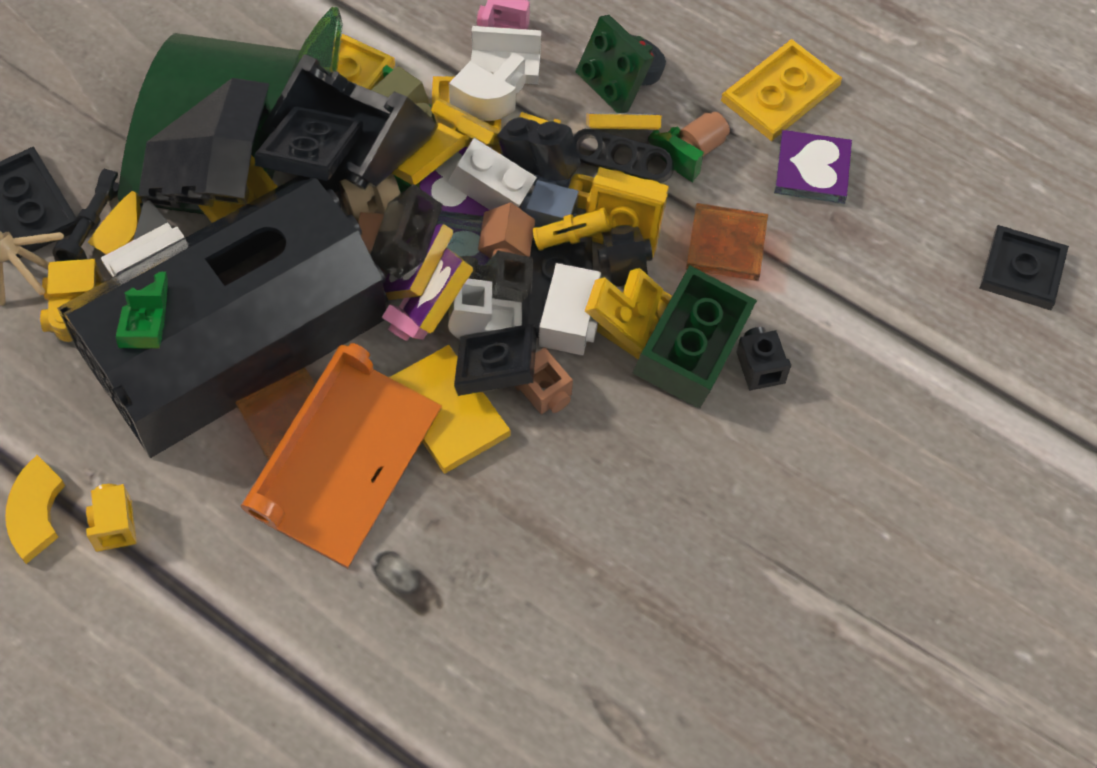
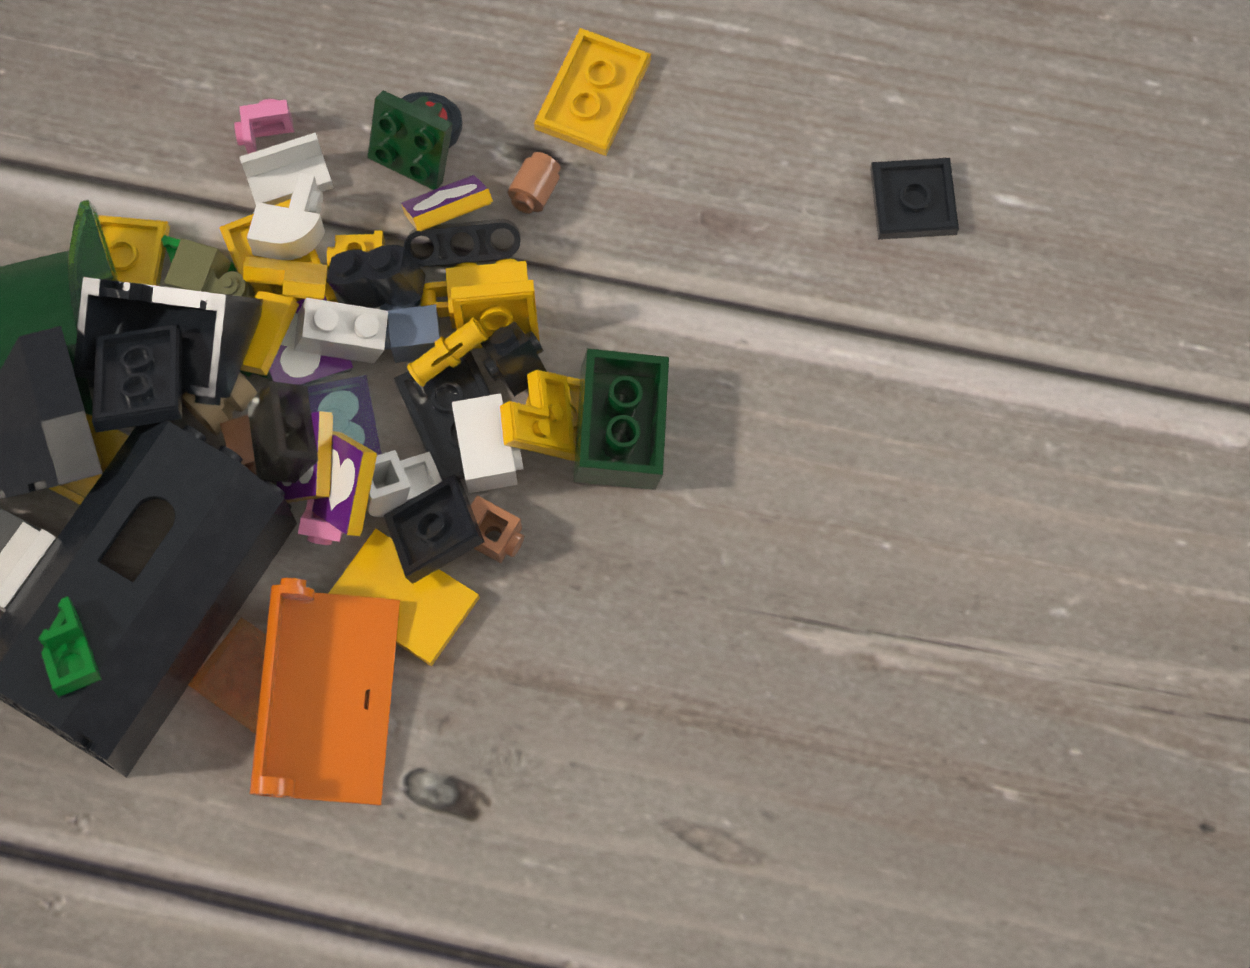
camera: 20 degrees left, 10 degrees up
(30, 507) = (32, 885): yellow tile -> none
(110, 518) = (121, 859): yellow brick -> none
(506, 230) = (382, 384): nougat brick -> none
(508, 273) = (402, 430): clear smoke brick -> none
(685, 157) = (526, 216): green slope -> none
(727, 241) = (609, 295): clear orange tile -> none
(762, 359) = (697, 423): black brick -> none
(813, 166) = (661, 170): tile -> none

